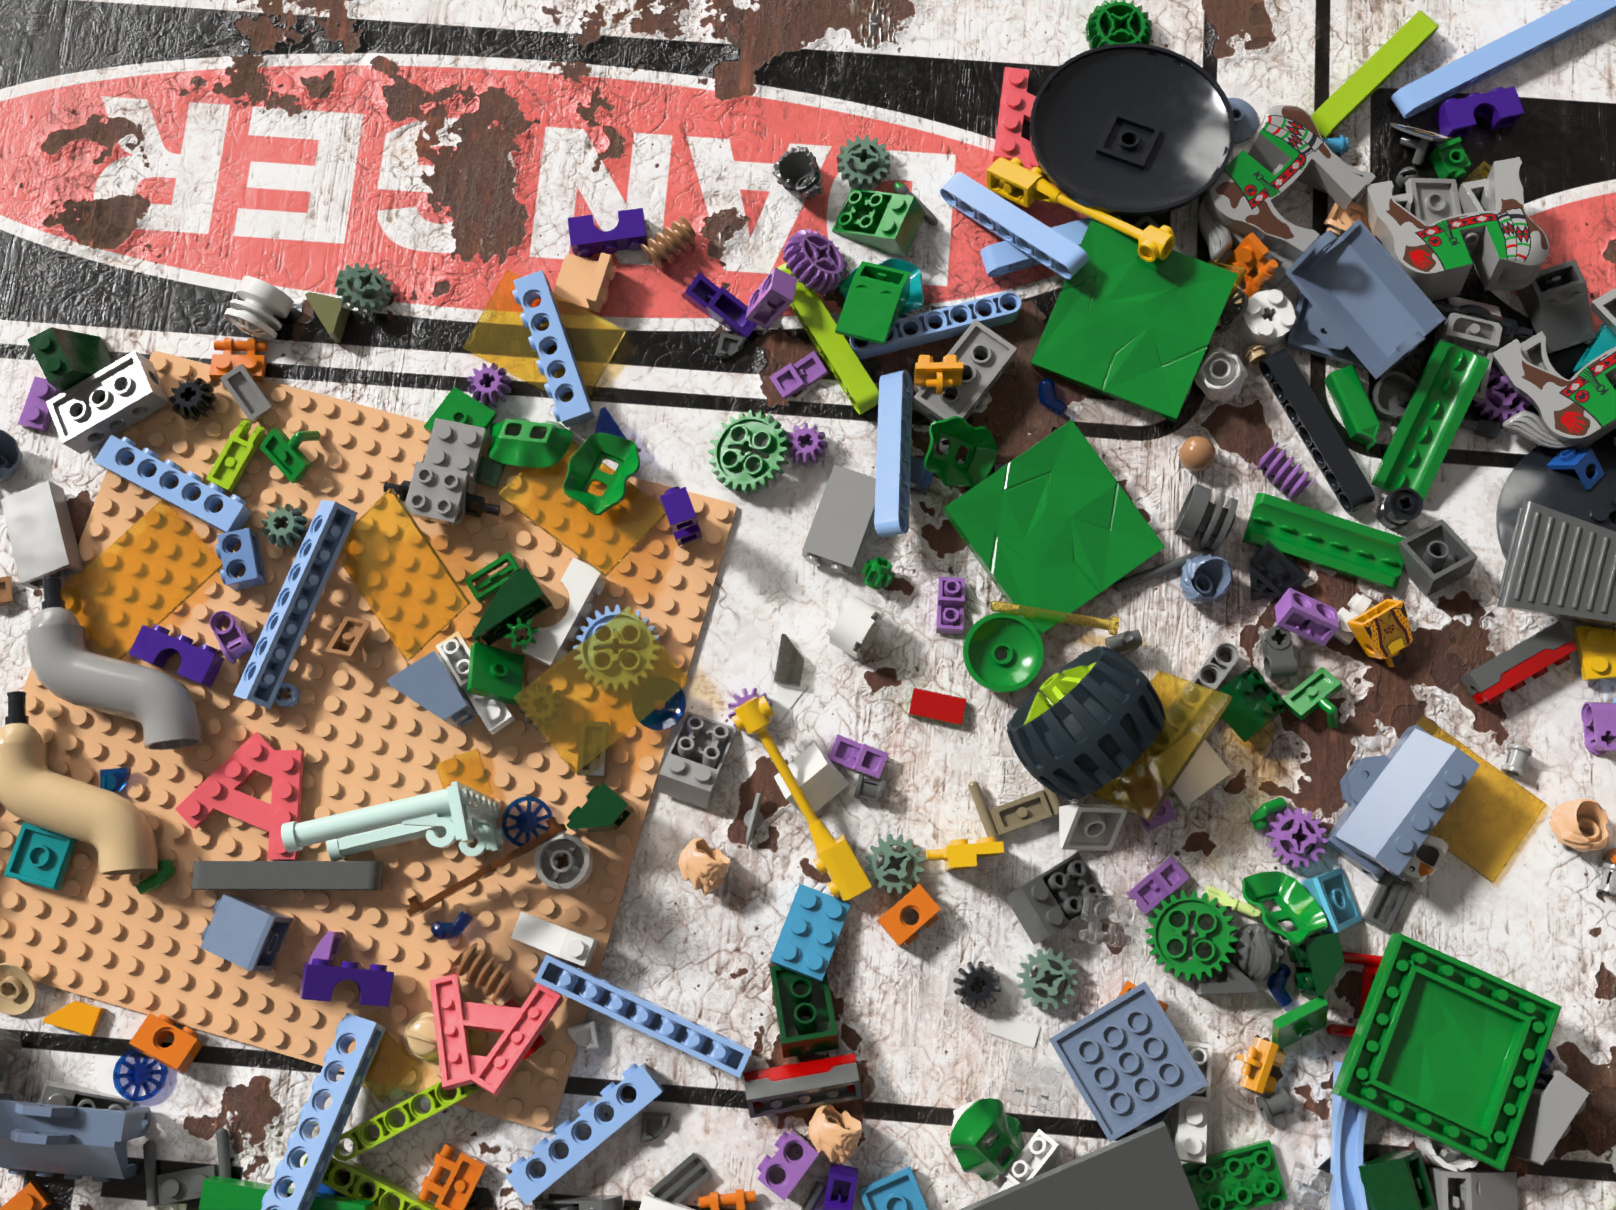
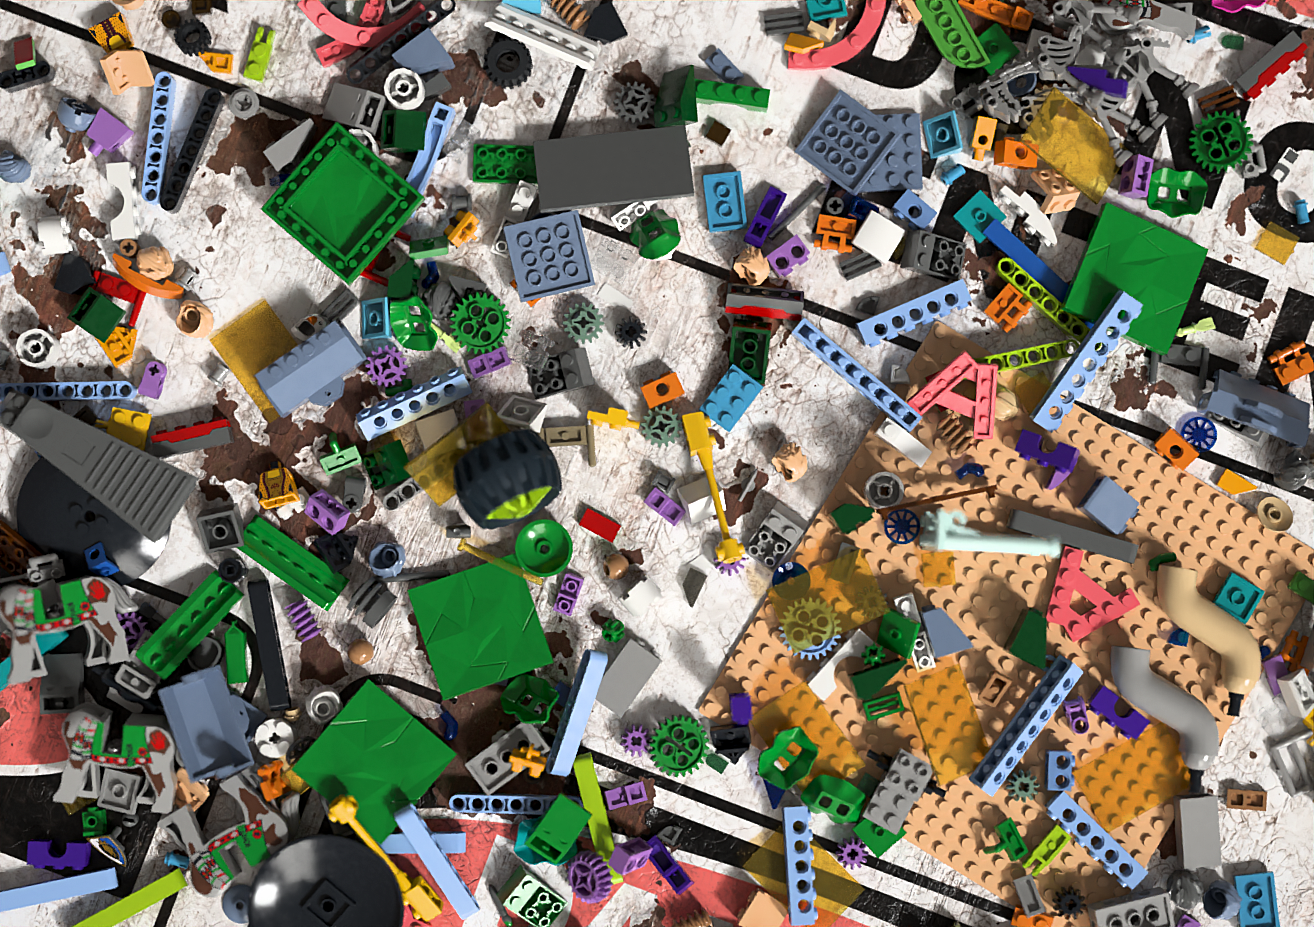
camera: 165 degrees left, 10 degrees up
(46, 458) = (1184, 889): none -> dark grey hair
(316, 717) = (1029, 638): none -> dark green slope
(684, 473) = (731, 740): none -> black slope
(694, 448) = (716, 762): none -> clear green piece
(899, 656) = (616, 566): none -> medium nougat piece
(1245, 783) = (408, 412): none -> light blue brick

